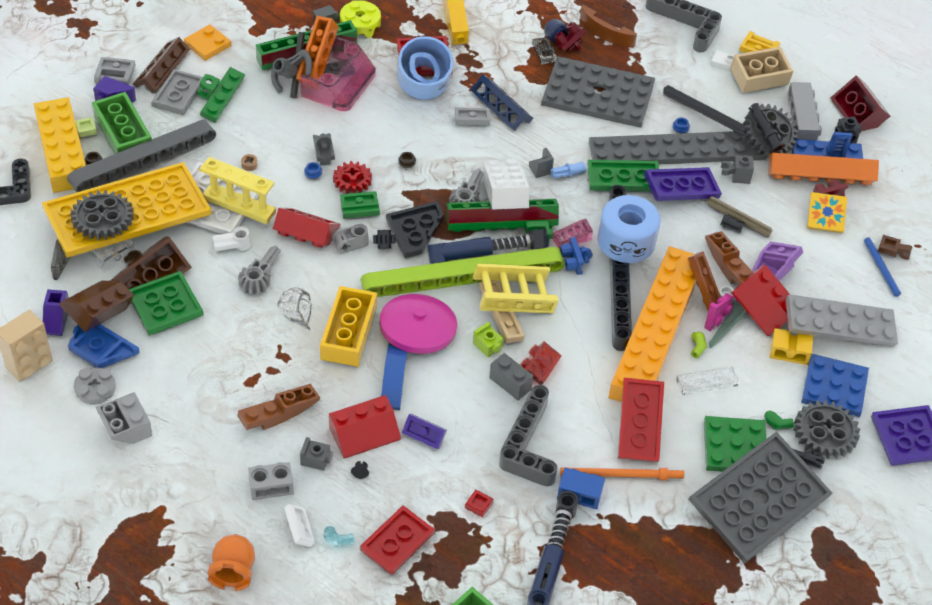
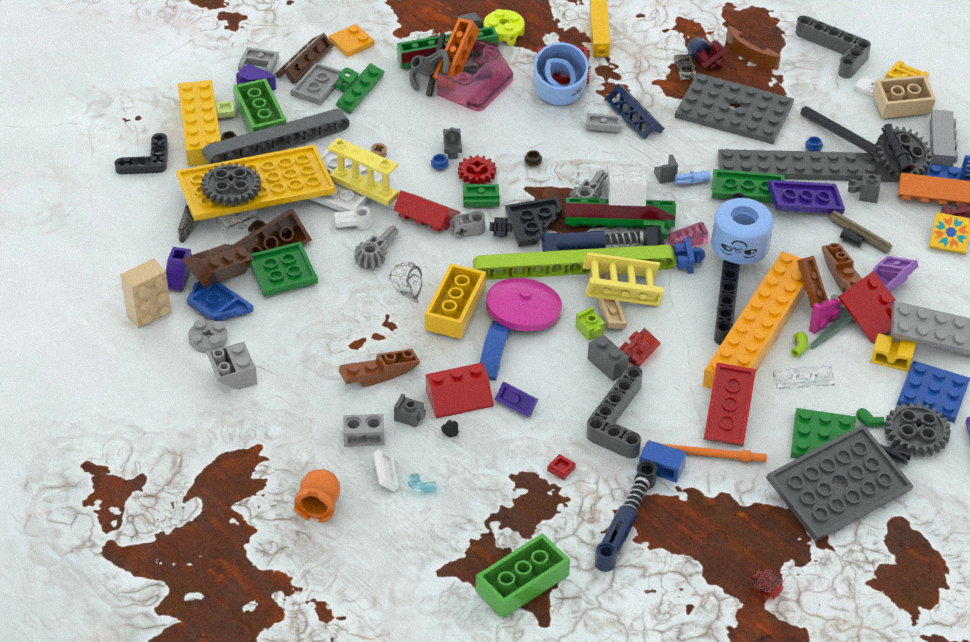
camera: 10 degrees right, 5 degrees down
(397, 540) = (477, 491): red plate -> none

